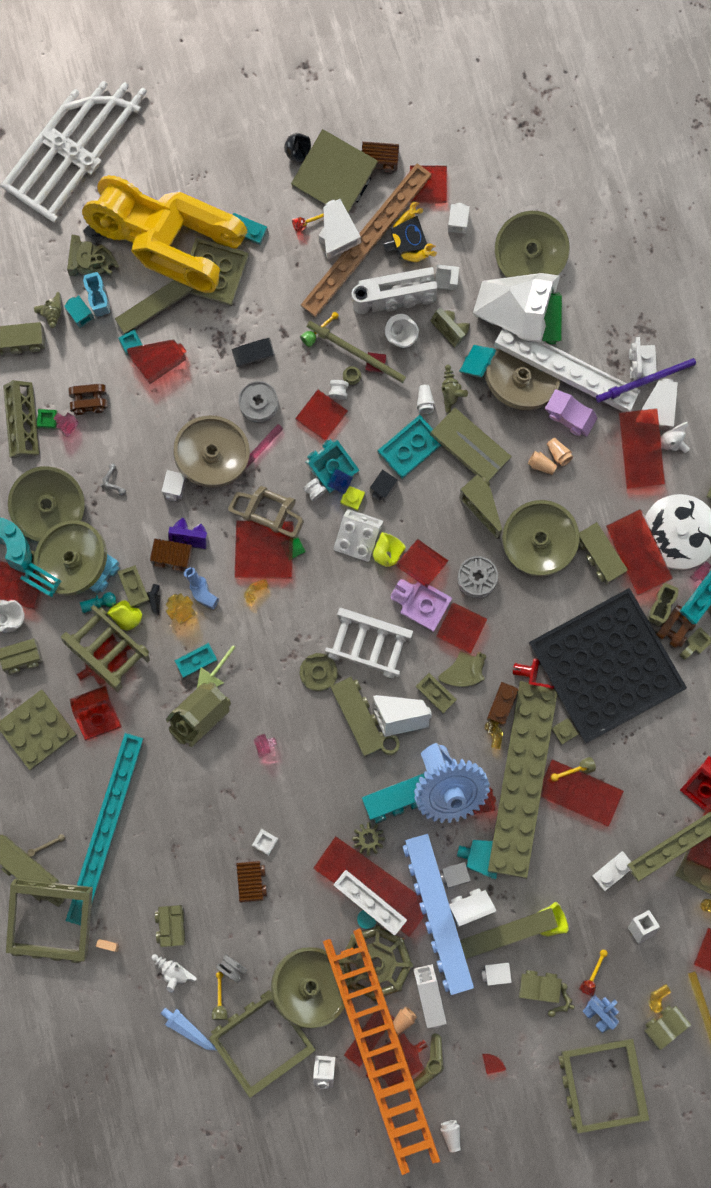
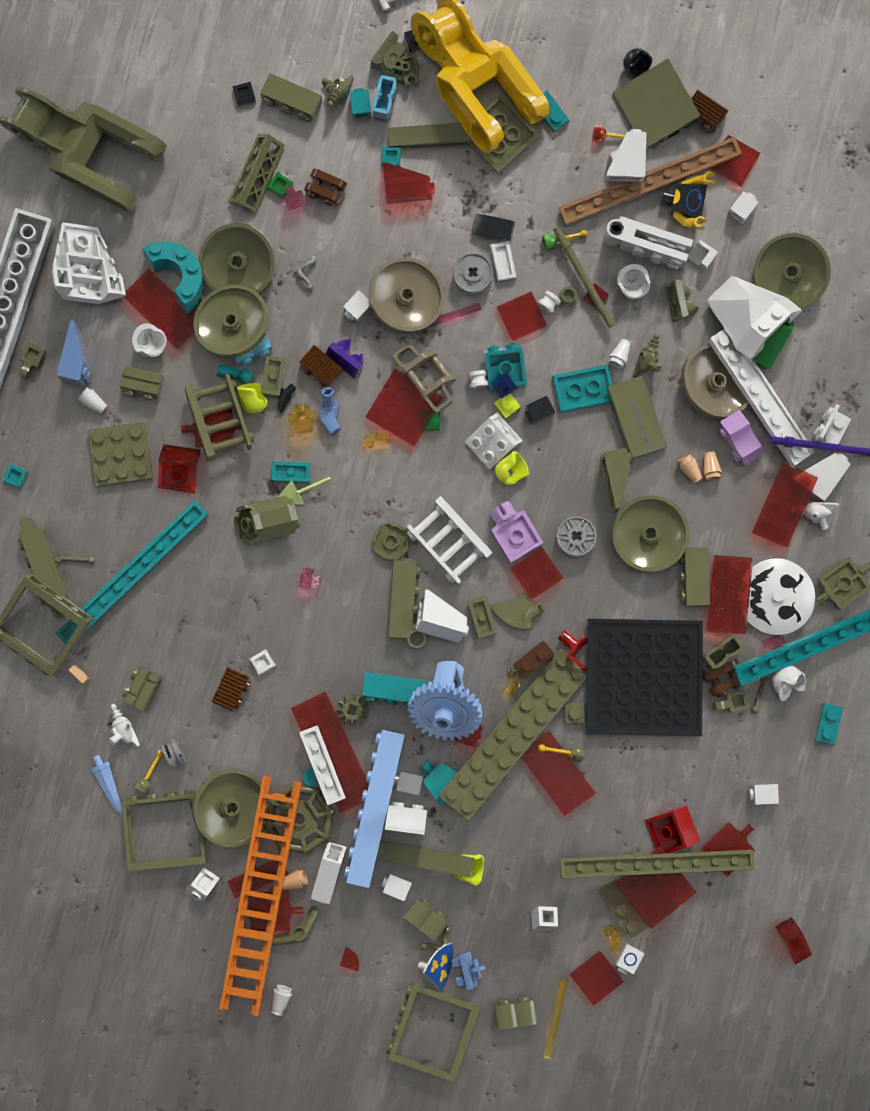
camera: 20 degrees right, 5 degrees up
(29, 572) = (188, 314): teal tile -> none
(278, 377) = (503, 261): none -> white tile
(422, 563) = (534, 497): clear red tile -> none
(477, 360) = (686, 345): teal piece -> none
(575, 1023) = (439, 966): none -> blue shield
(588, 986) = (468, 941): hinge -> none
(612, 871) = (545, 856): white plate -> none
(656, 998) = (520, 985): clear yellow arm -> none

